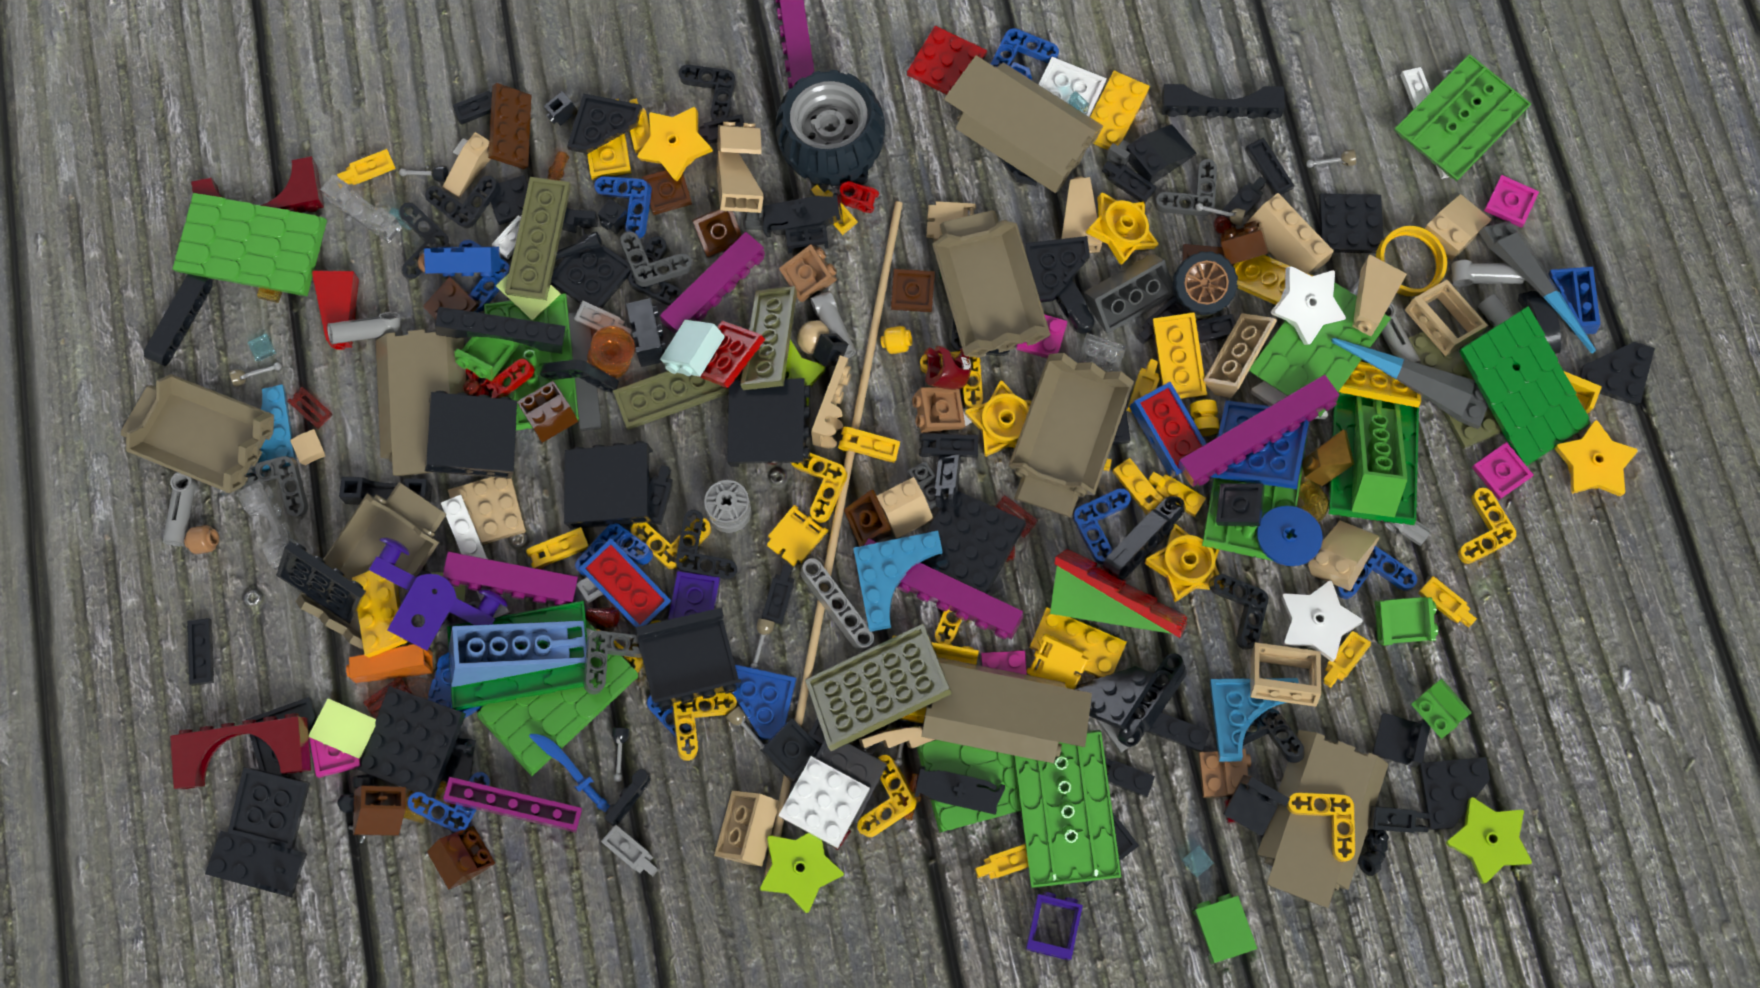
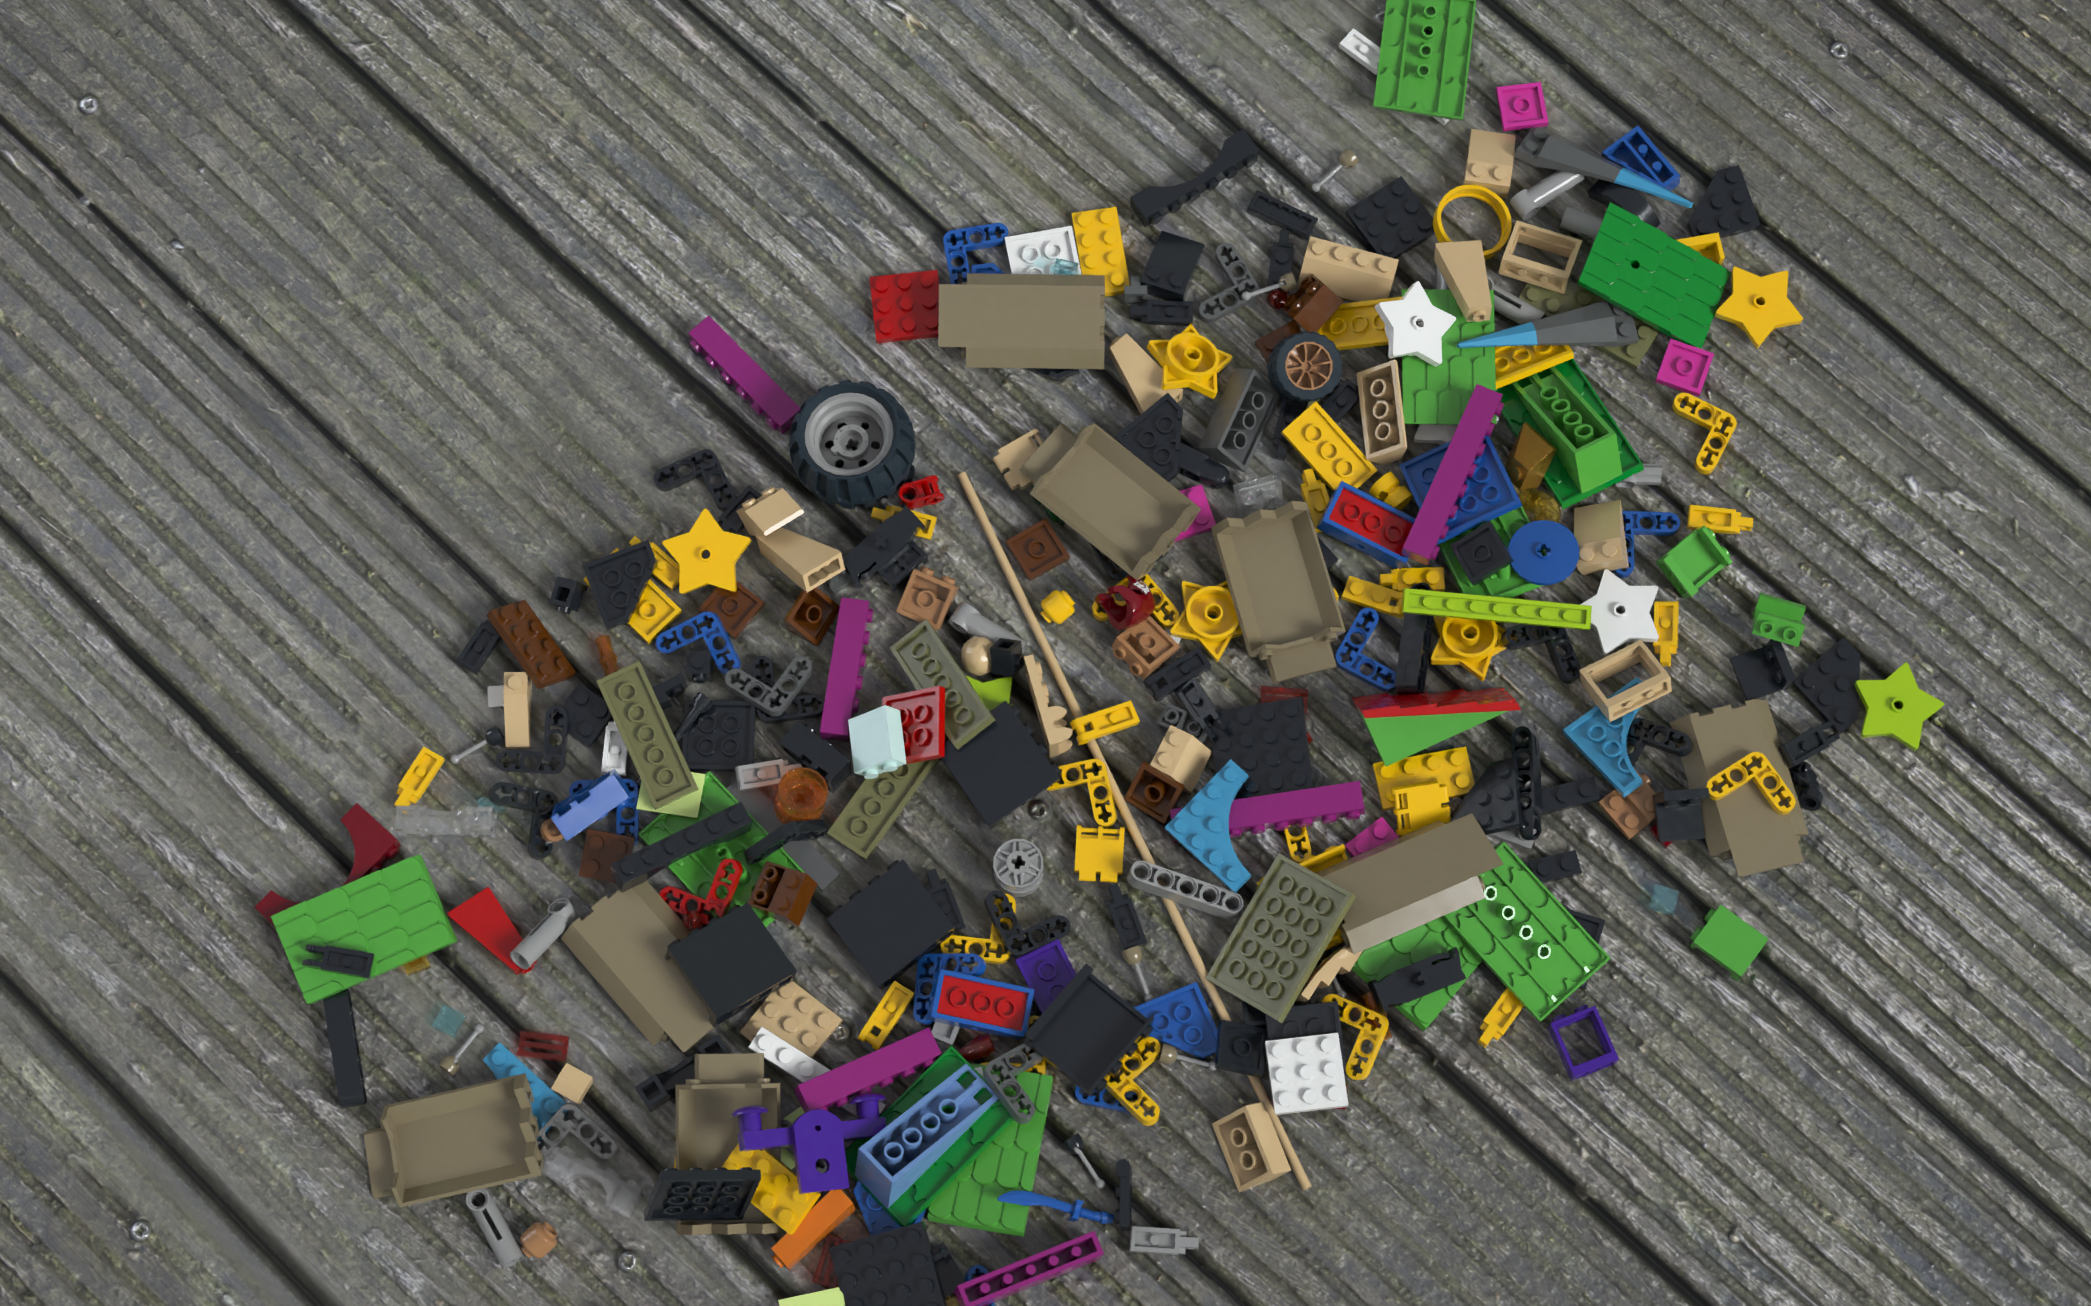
camera: 35 degrees left, 0 degrees up
(214, 254) = (341, 961): none -> black hinge
(485, 355) = (682, 882): bright green panel -> none
(784, 877) = (1317, 1163): lime plate -> none
(1222, 554) = (1496, 609): none -> lime plate

